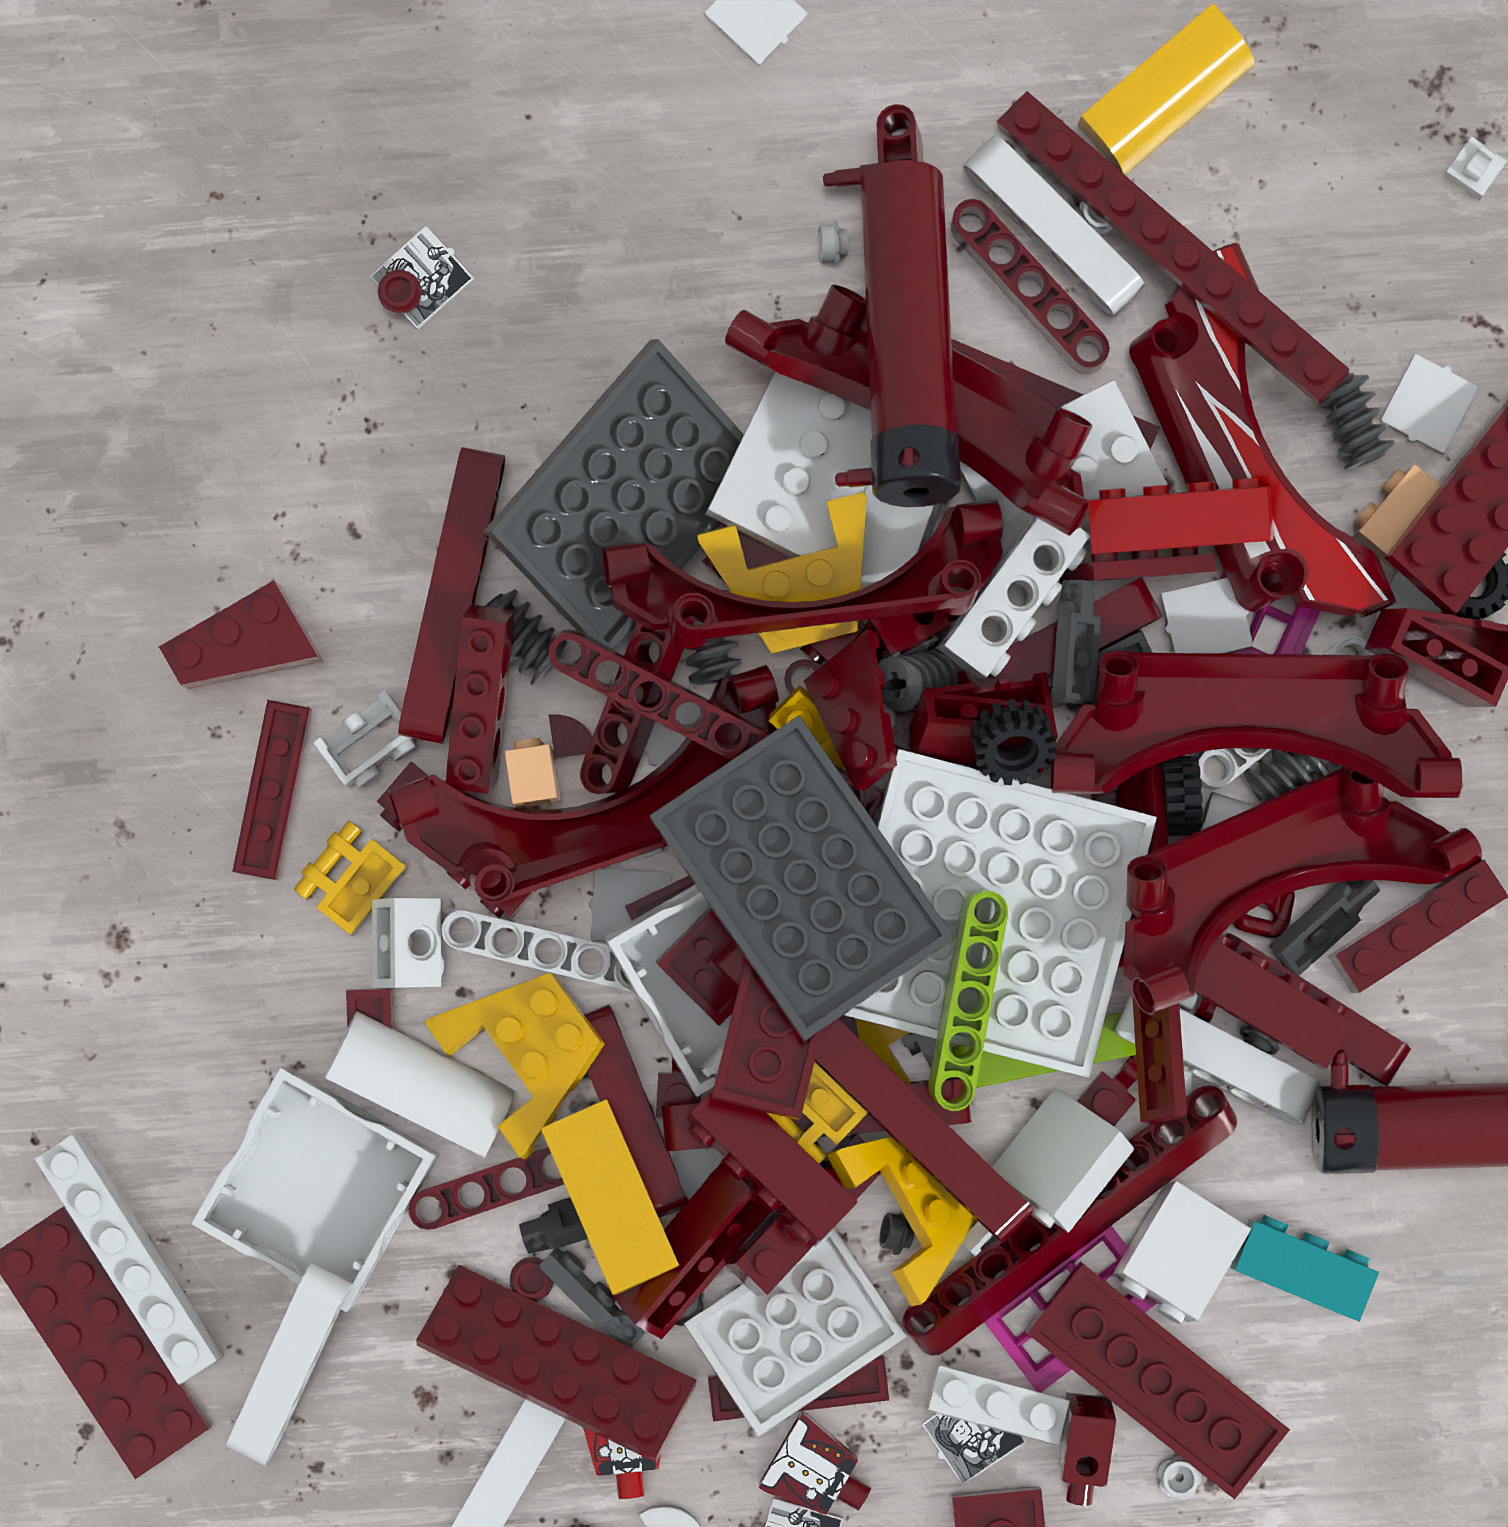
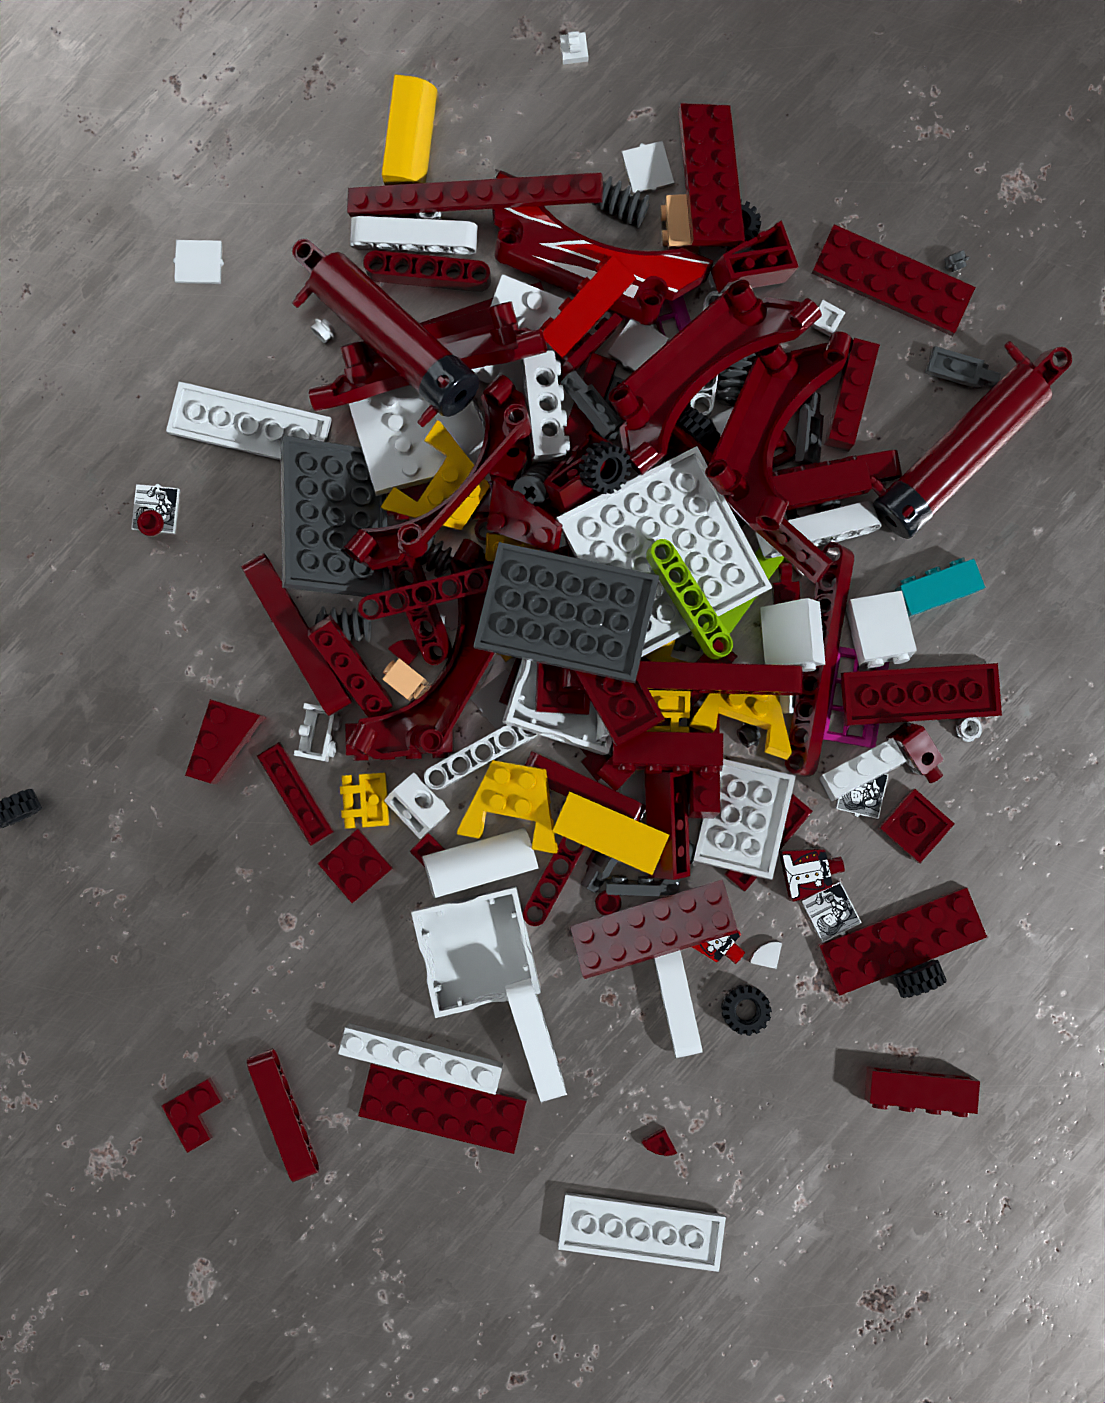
camera: 45 degrees left, 0 degrees up
(264, 946) = (355, 865): none -> dark red plate
(627, 267) = (240, 421): none -> white plate
(1479, 802) = (830, 318): none -> white plate

